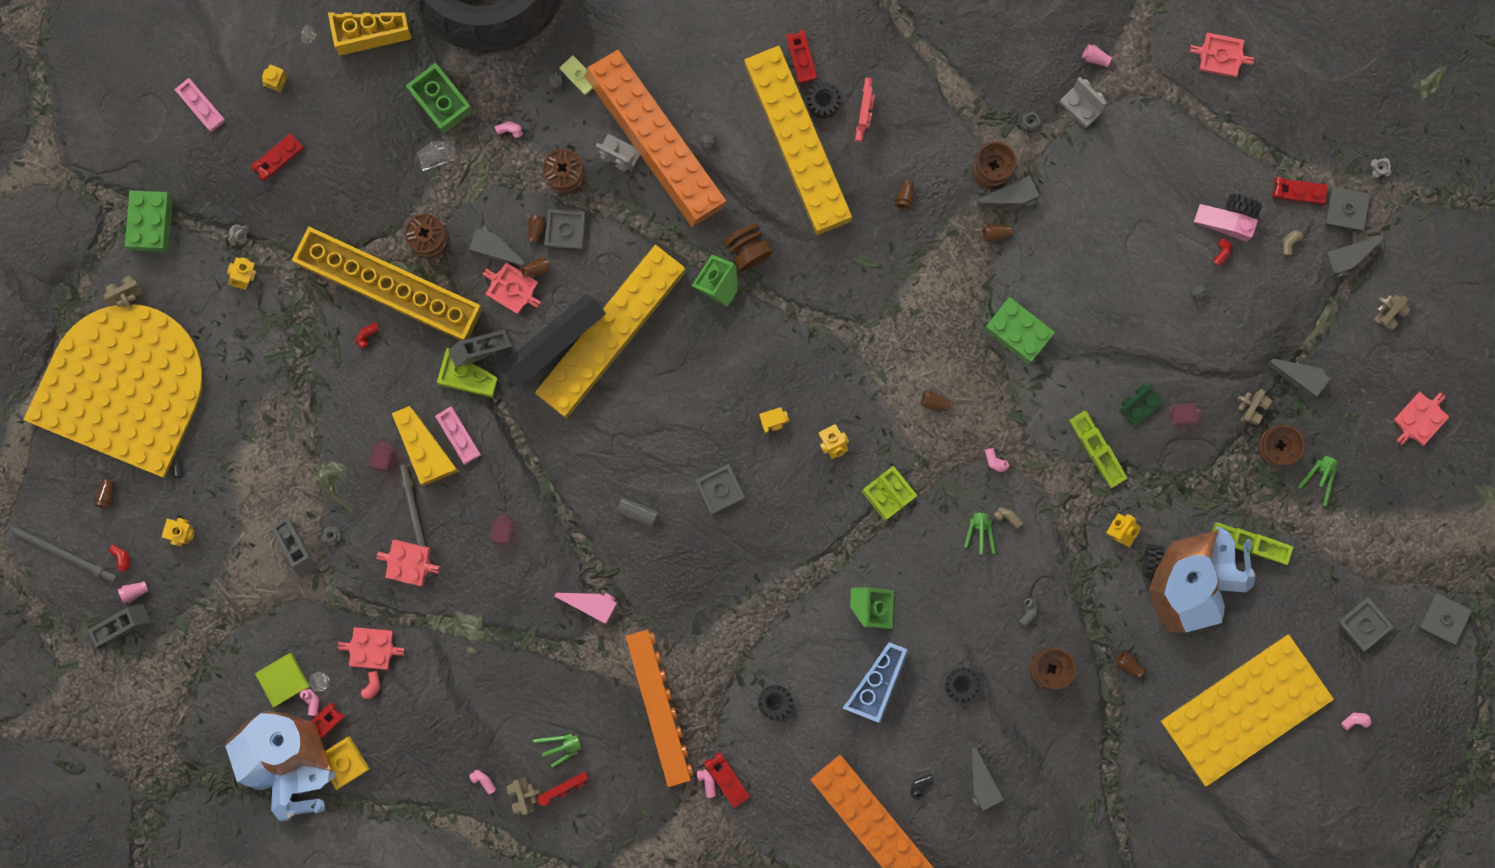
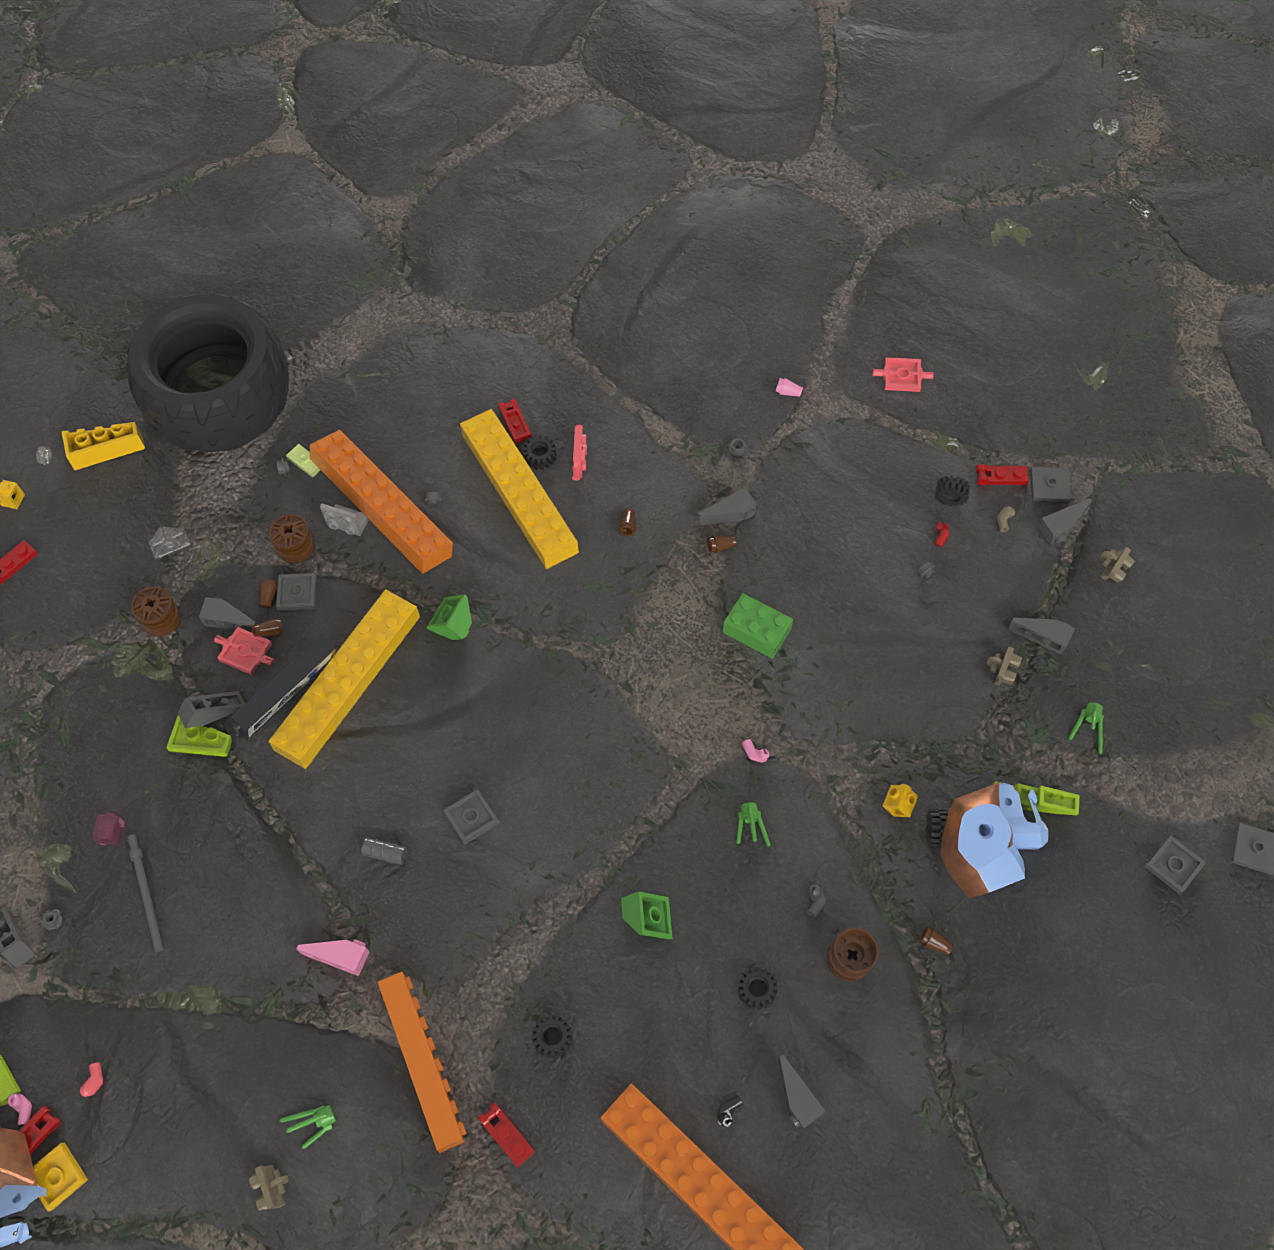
camera: 10 degrees left, 20 degrees down
(319, 681) = (32, 1083): clear tile -> none
(364, 333) = (92, 711): red arm -> none
(371, 648) = (93, 1038): coral plate -> none
(387, 284) = (115, 660): yellow brick -> none
(408, 562) = (135, 936): coral plate -> none
(424, 451) = (153, 818): yellow wedge -> none
(439, 98) = (169, 491): bright green brick -> none
(458, 435) = (191, 799): bright pink tile -> none
(484, 780) = (223, 1174): bright pink arm -> none
(502, 530) = (238, 888): clear pink brick -> none
(509, 127) = (237, 510): bright pink arm -> none
(562, 790) = (315, 1171): red plate -> none
(709, 782) = (485, 1139): bright pink arm -> none
(748, 248) = (478, 581): reddish brown wheel -> none
(773, 419) = (520, 740): yellow brick -> none
(833, 442) = (584, 752): yellow brick -> none
(878, 684) = (661, 1008): light blue wedge -> none
(889, 493) = (649, 798): lime slope -> none
(934, 401) = (683, 702): reddish brown cone -> none
(1002, 159) = (708, 482): reddish brown wheel -> none
(1008, 514) = (777, 802): dark tan arm -> none
(1084, 102) = (785, 424): light grey bracket -> none
(1098, 449) = (857, 727): lime slope -> none
(1141, 405) = (891, 680): dark green bracket -> none
(1184, 414) = (938, 682): clear pink brick -> none
(1226, 222) = (940, 507): bright pink slope -> none
(1246, 710) = (1072, 976): yellow plate -> none
(1292, 445) = (1045, 687): reddish brown wheel -> none
(1356, 718) = (1194, 967): bright pink arm -> none
(1385, 163) = (1072, 442): light grey plate -> none
(1421, 419) = (1173, 658): coral plate -> none

